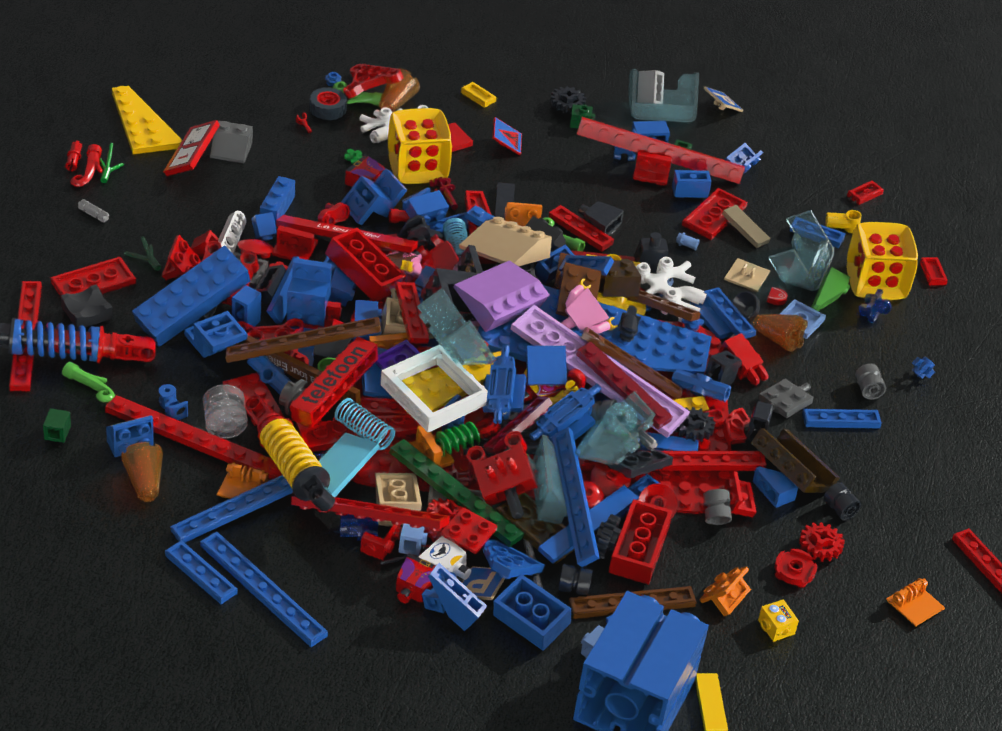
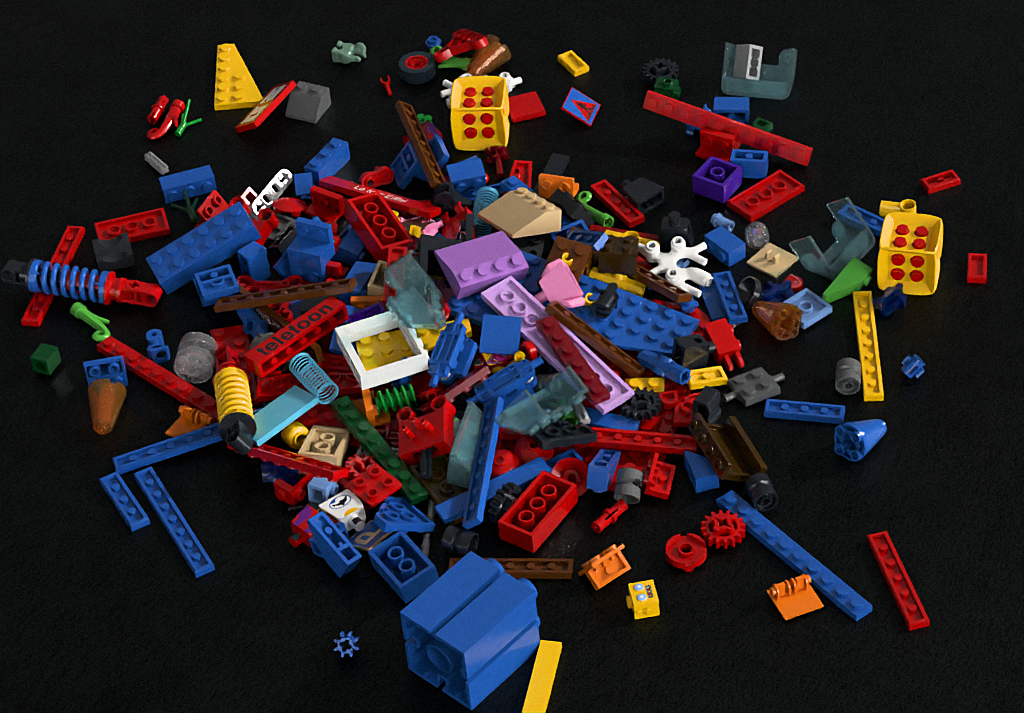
camera: 25 degrees right, 0 degrees up
(128, 233) = (194, 181): none -> blue brick
(249, 91) = (347, 52): none -> sand green animal
(361, 485) = (294, 434): none -> yellow head
(372, 178) = (420, 143): none -> reddish brown tile
(503, 695) = (352, 643): none -> blue gear
(619, 409) = (563, 391): clear light blue gear -> none
(668, 200) = (717, 179): none -> dark purple brick
(687, 493) = (602, 470): none -> blue slope
(703, 264) = (725, 246): none -> blue brick
(707, 539) = (618, 508): none -> red pin
(722, 99) = (826, 77): tan piece -> none
(726, 251) = (756, 235): none -> clear head
(742, 393) = (707, 377): none -> yellow plate
(744, 156) = (820, 139): bracket -> none
(746, 226) = (790, 210): dark tan tile -> none
(774, 304) = (777, 292): none -> clear blue hips
(870, 349) = (868, 346): none -> yellow tile
(898, 562) = (796, 556): none -> blue plate
(906, 442) = (857, 438): none -> blue cone

